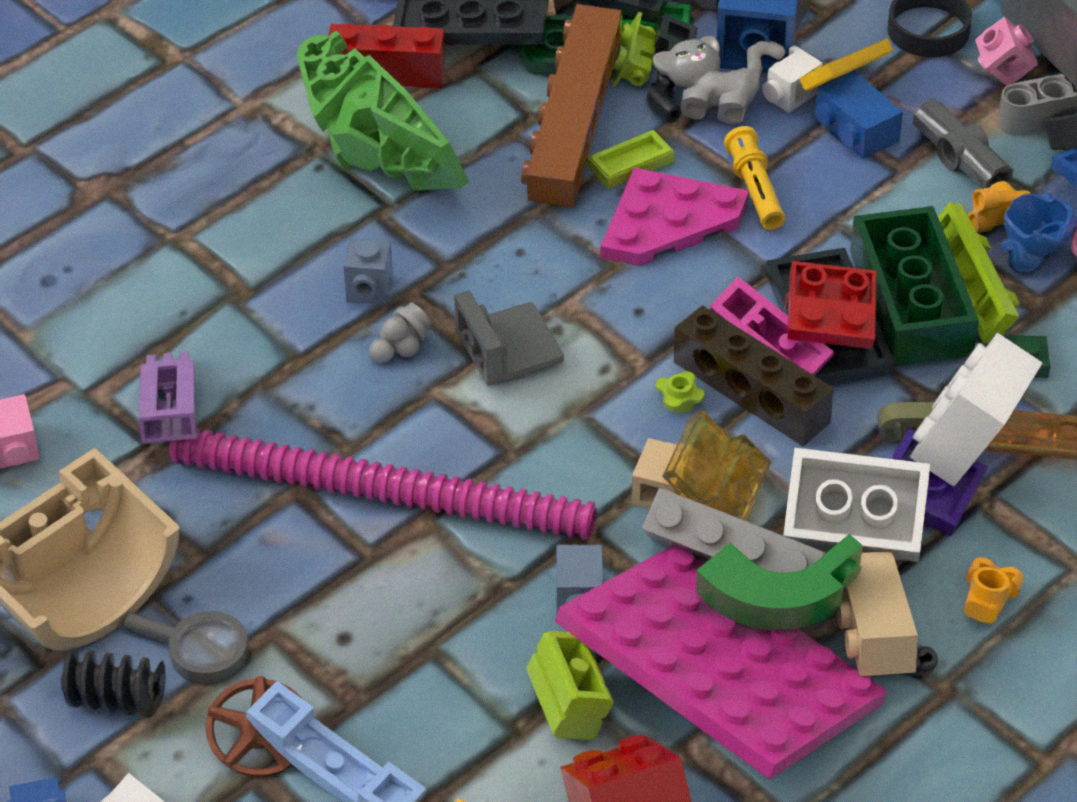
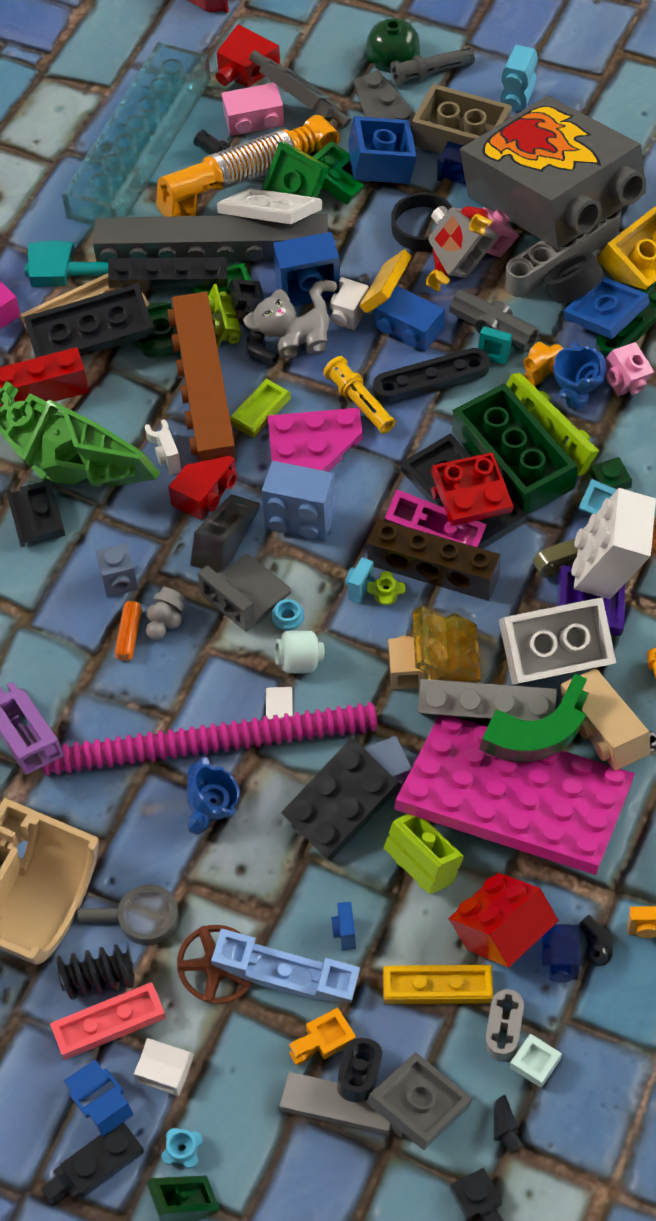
camera: 20 degrees left, 10 degrees up
(97, 742) = (108, 1021): none -> coral plate
(310, 188) = (36, 513): none -> black plate
(345, 530) = (210, 785): none -> blue hair
(349, 341) = (128, 631): none -> orange axle
(432, 737) = (344, 926): none -> blue plate
(489, 470) = (279, 701): none -> white sticker
(494, 165) = (166, 451): none -> white plate
(500, 594) = (341, 799): none -> black plate
(512, 272) = (223, 533): none -> clear smoke slope
(517, 215) = (201, 485): none -> red slope
(536, 423) = (299, 651): none -> light aqua head
(546, 382) = (284, 608): none -> medium azure plate
(618, 260) = (299, 500): none -> medium blue brick
(649, 368) = (358, 579): none -> medium azure plate
(854, 182) = (431, 375): none -> black plate
(948, 171) = (496, 344): none -> teal plate
(956, 49) = (458, 242): none -> torso

